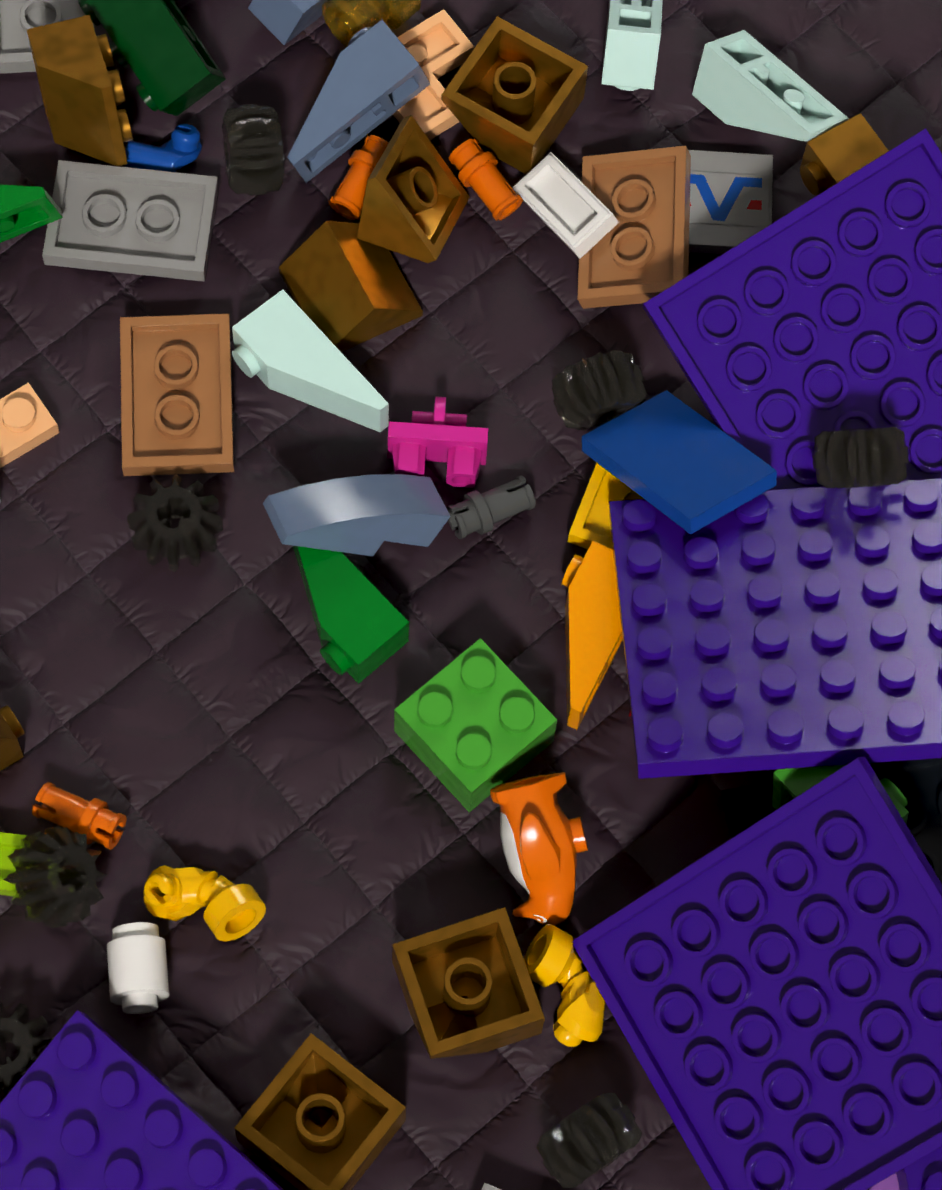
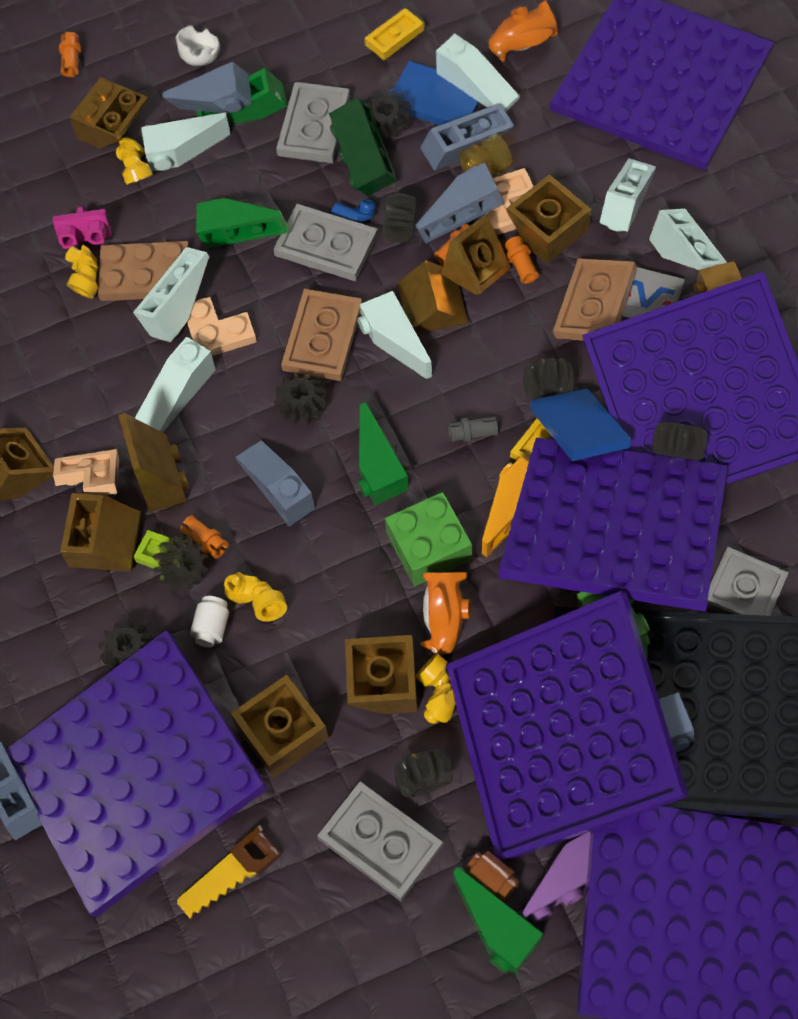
camera: 25 degrees right, 5 degrees down
(79, 90) = (316, 168): pearl gold slope -> none
(176, 683) = (277, 482): none -> sand blue slope
(358, 513) = (397, 413): sand blue slope -> none
(438, 438) = (454, 387): dark pink hips -> none
(565, 205) = (560, 281): white tile -> none

